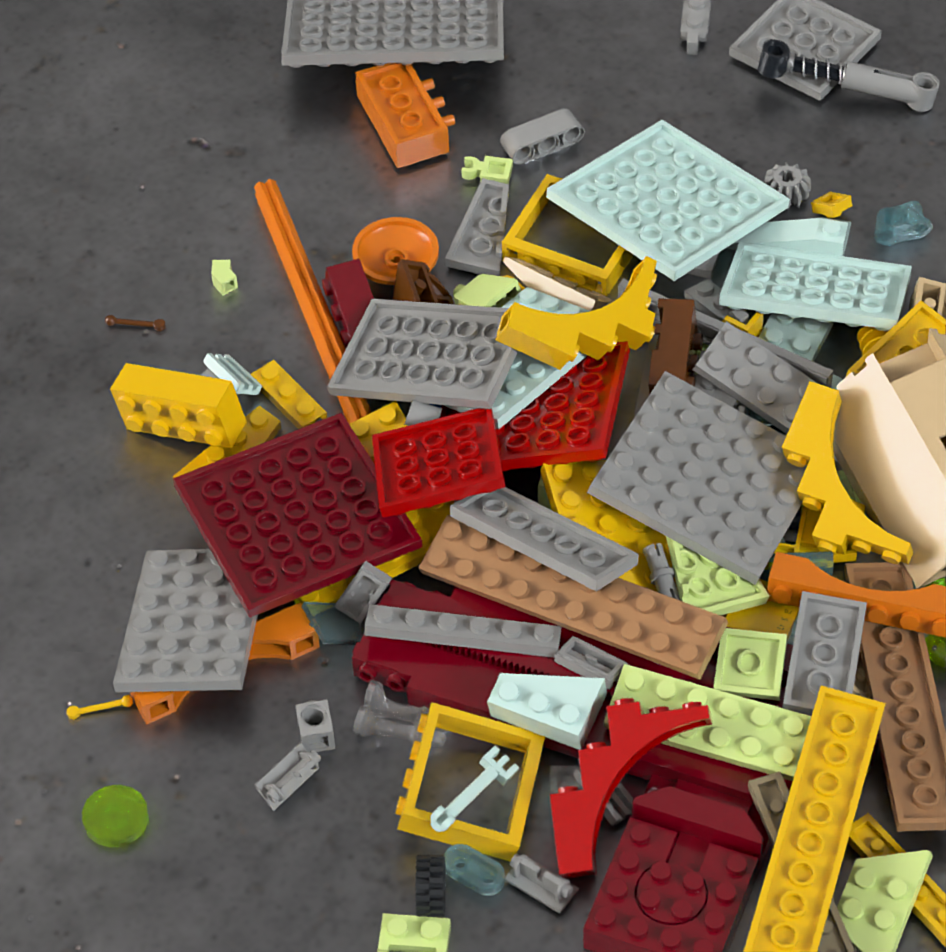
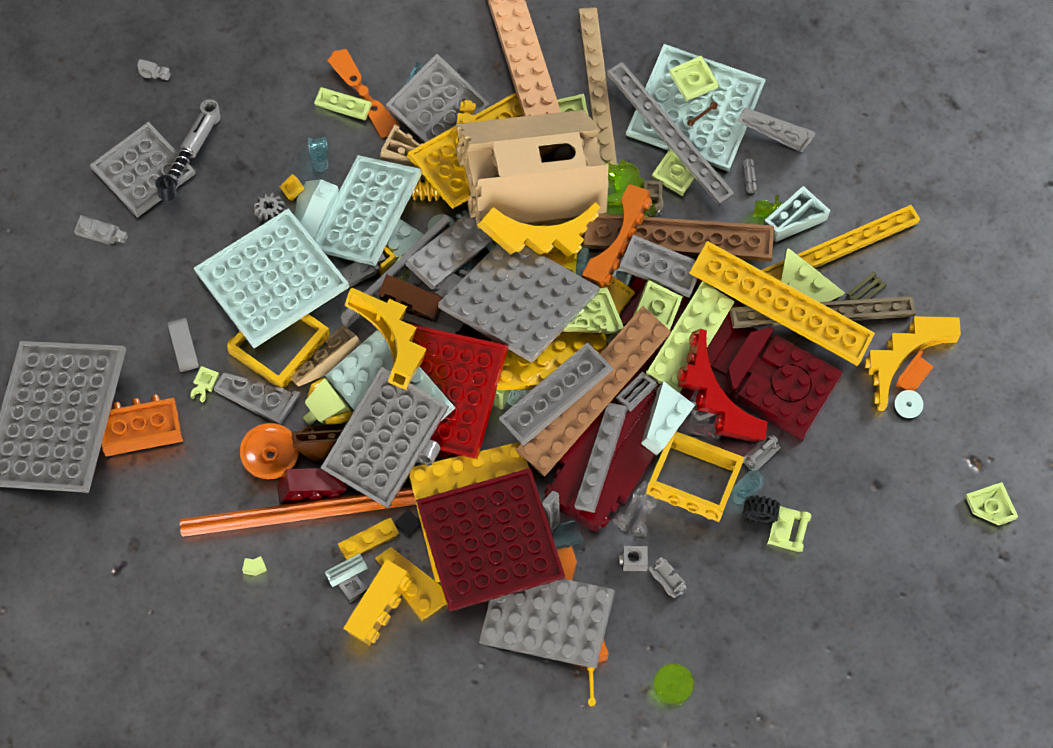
camera: 85 degrees left, 15 degrees up
(158, 325) = (284, 614): reddish brown hinge -> none
(437, 461) = (481, 445): red plate -> none
(445, 817) = (696, 456): light aqua hinge -> none
(661, 573) = (582, 339): light grey pin -> none

